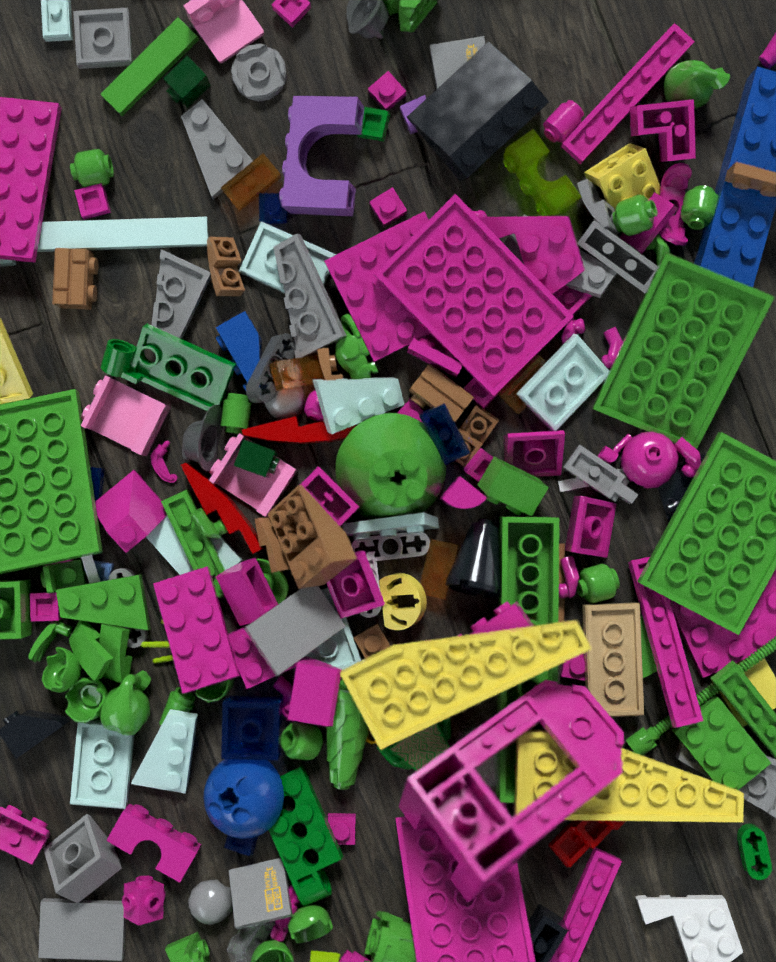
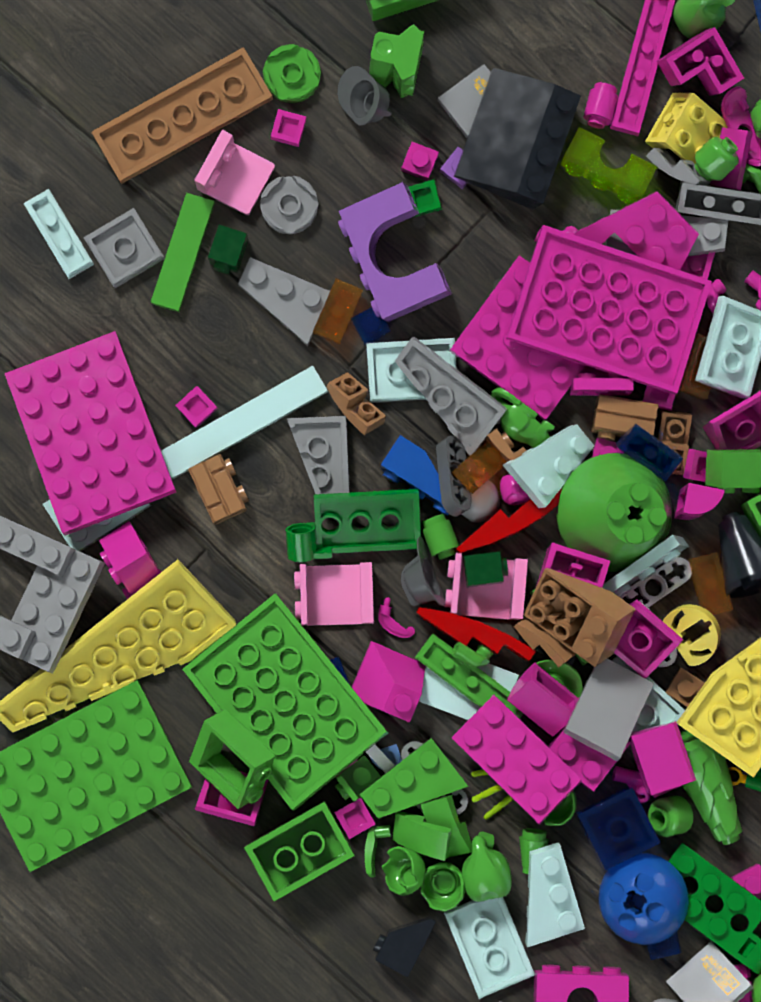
camera: 25 degrees left, 5 degrees down
(92, 168) = (180, 376): bright green head -> none
(388, 207) = (478, 268): dark pink plate -> none

